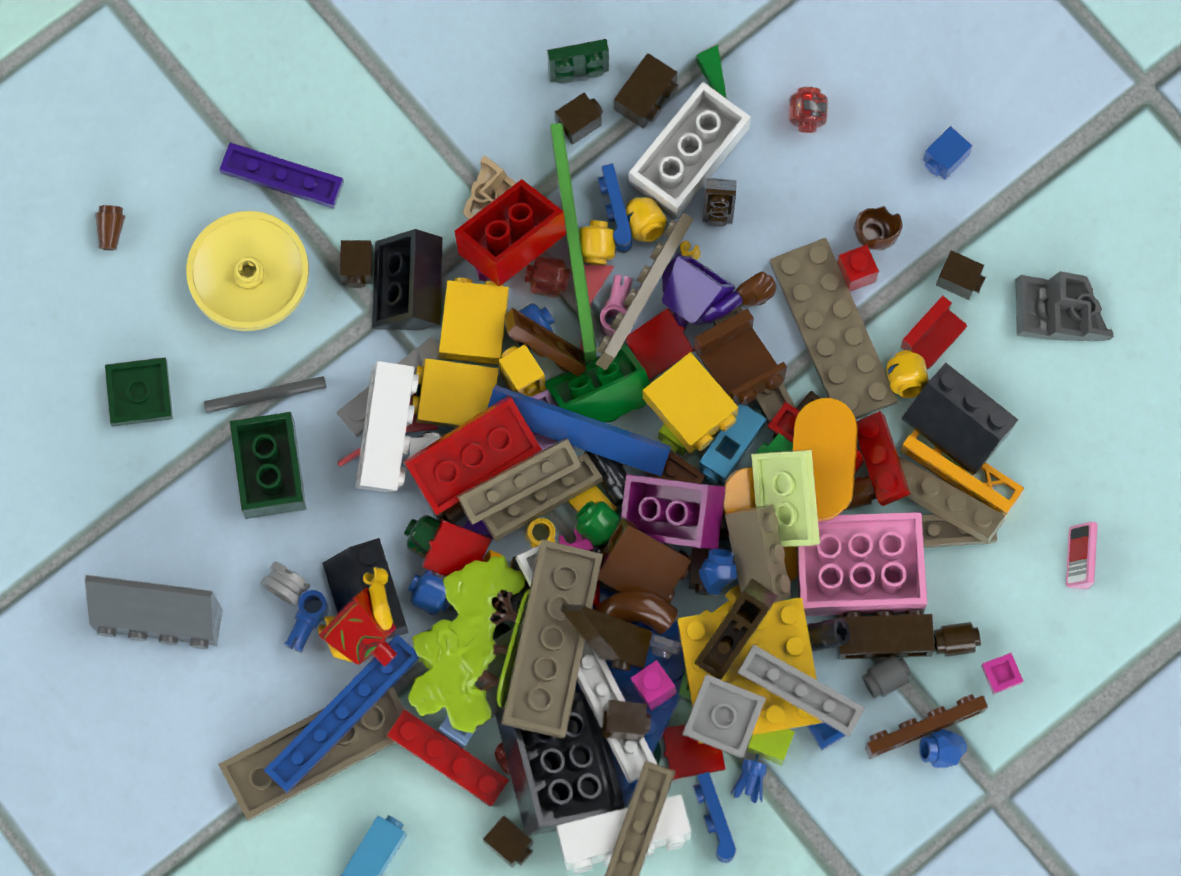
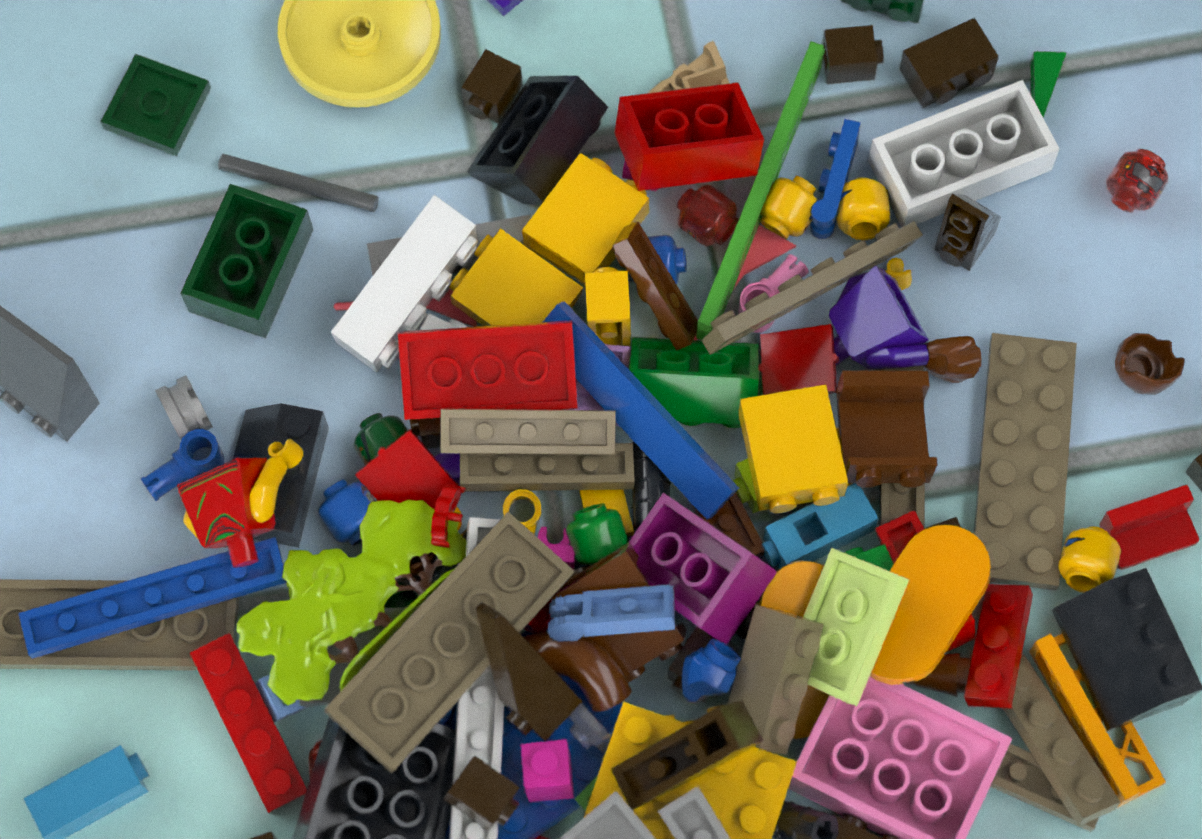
camera: 30 degrees right, 5 degrees down
(496, 562) = (443, 512): none -> red piece
(640, 567) = (612, 612): none -> medium blue hinge
(858, 267) = (1096, 398): red brick -> none

